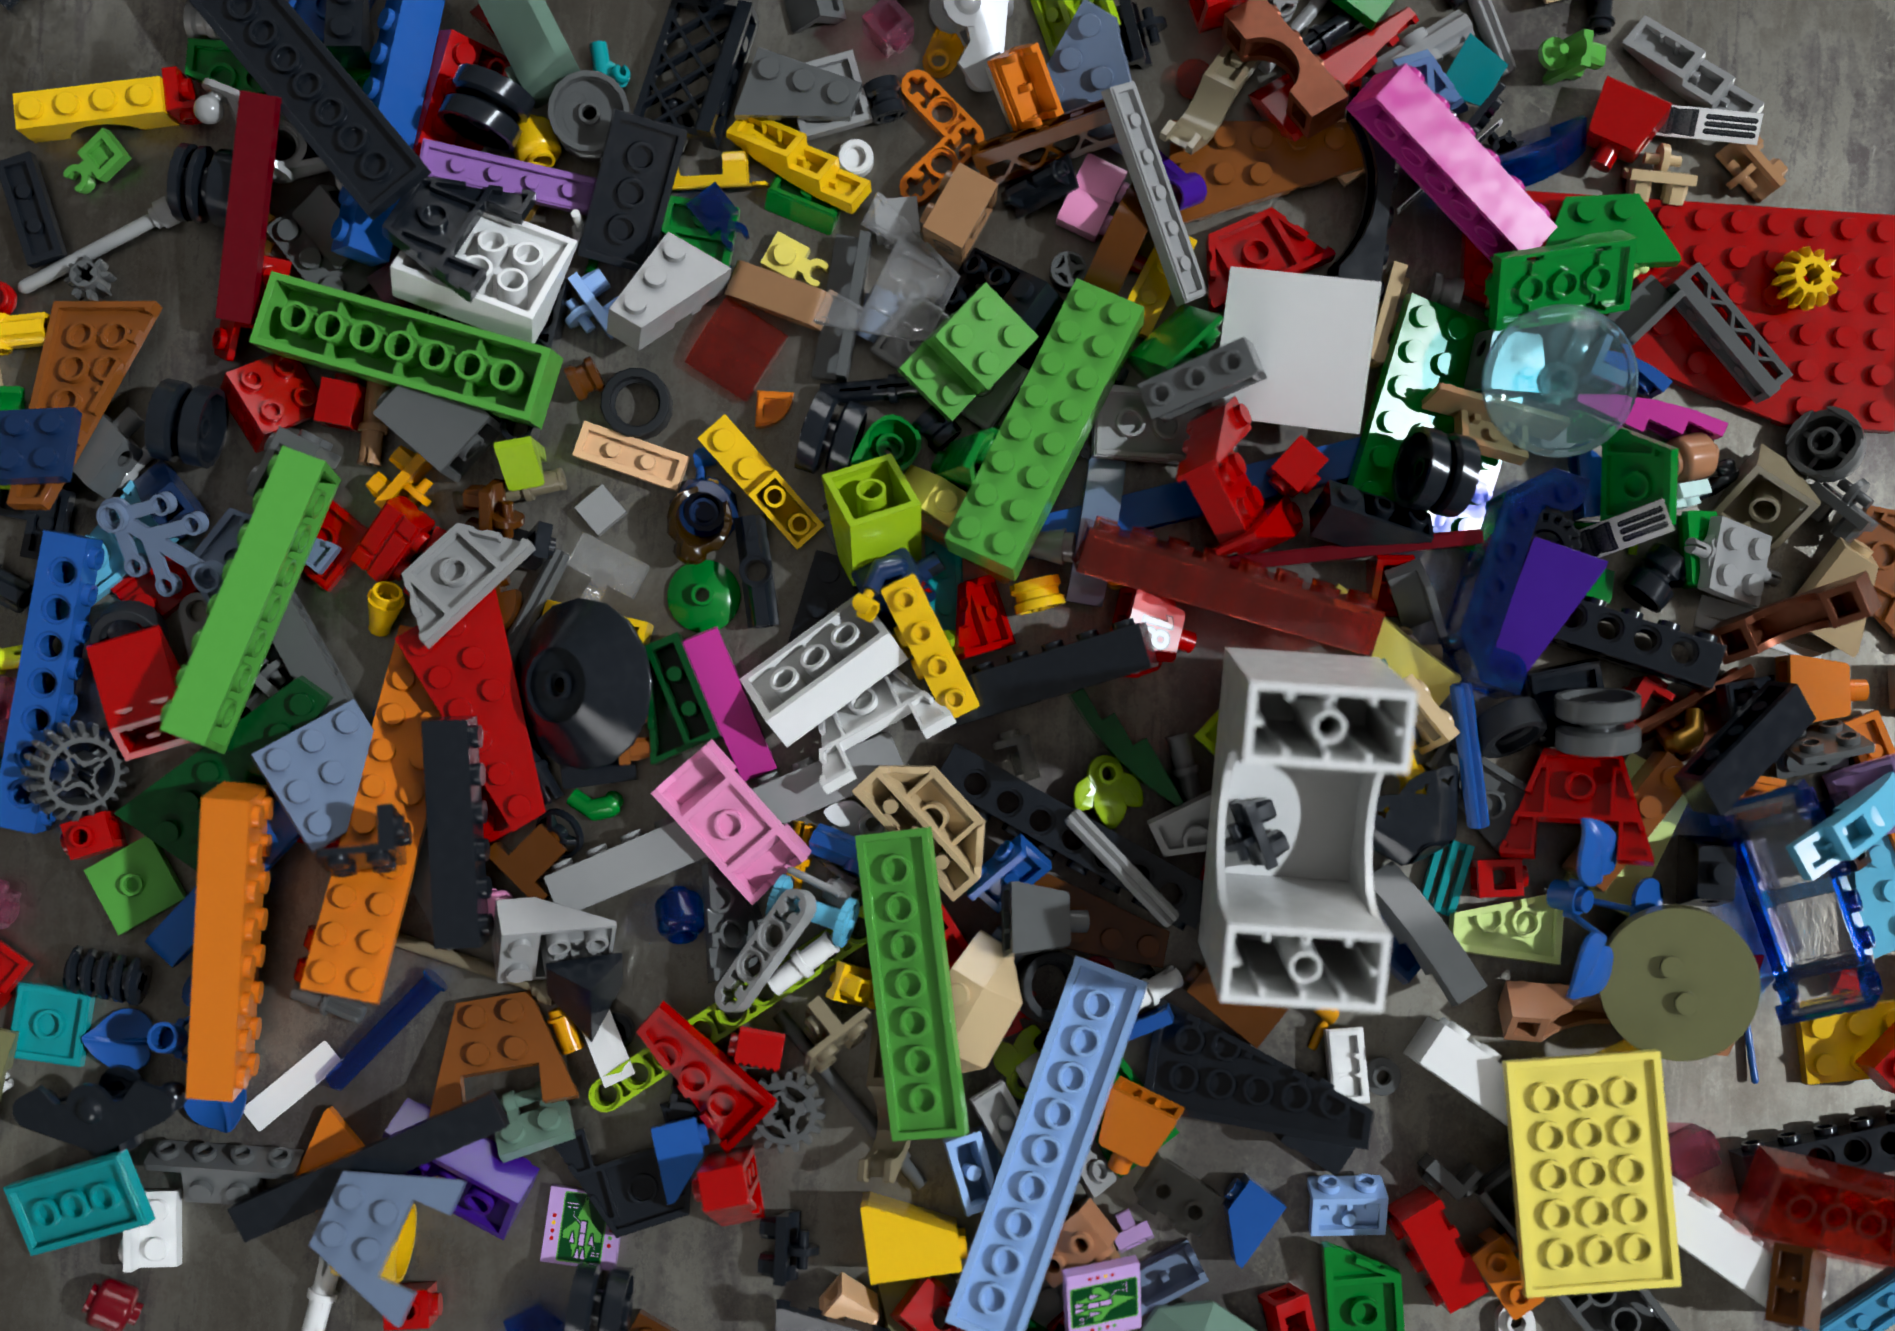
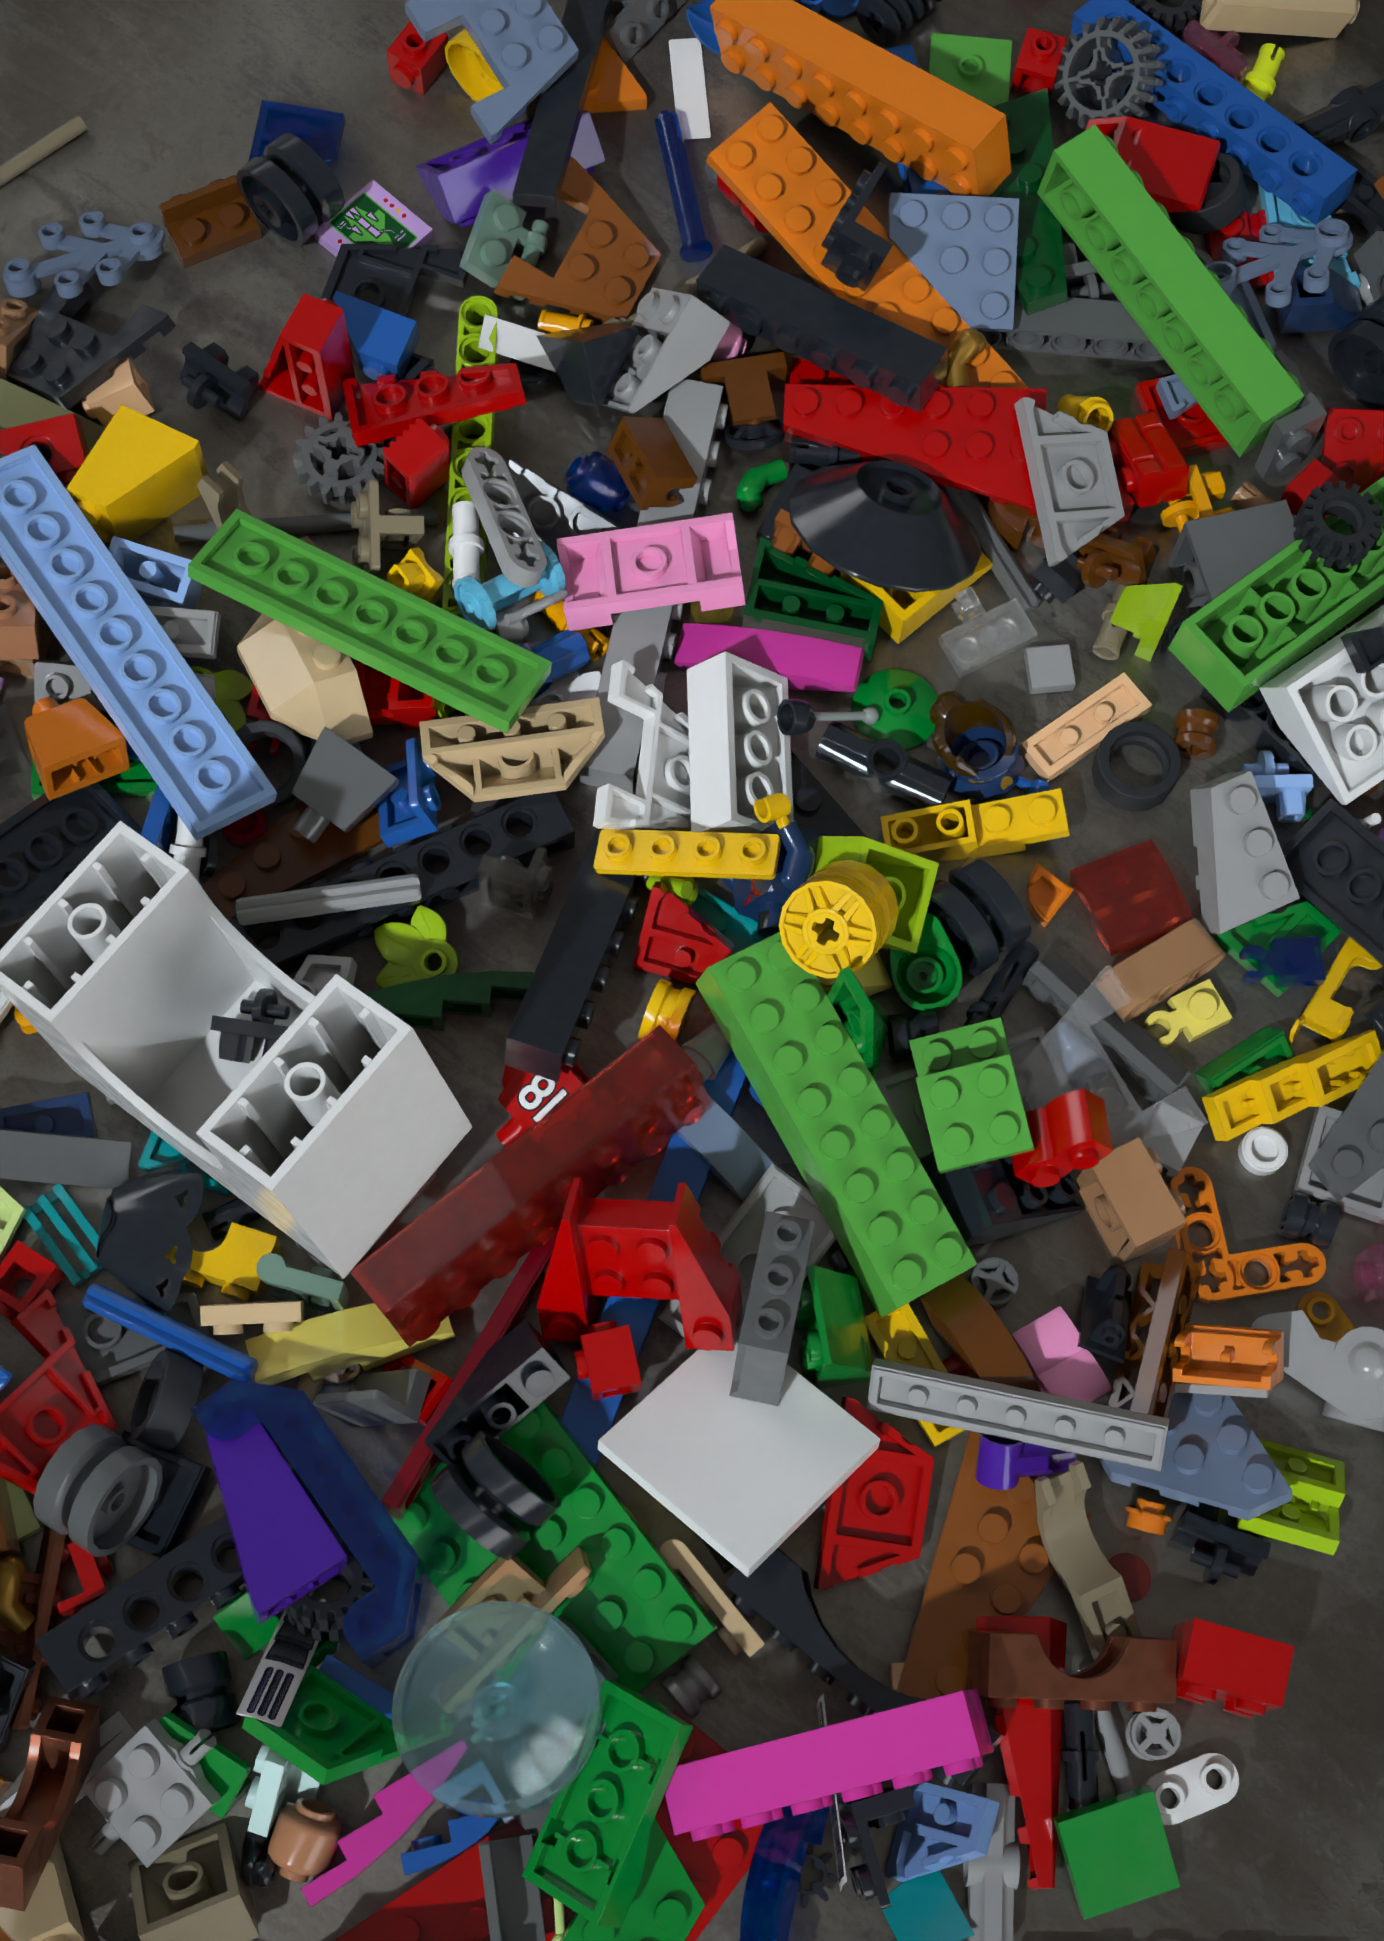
camera: 125 degrees right, 15 degrees down
(356, 349) = (1347, 506): none -> black tyre
(406, 720) = (960, 351): none -> pearl gold arm
(644, 882) = (650, 461): none -> reddish brown hinge
(769, 646) = (798, 718): none -> black hinge
(921, 504) = (857, 902): none -> yellow wheel
(955, 270) = (1065, 1136): none -> red brick
(1149, 85) = (1148, 1516): none -> orange plate

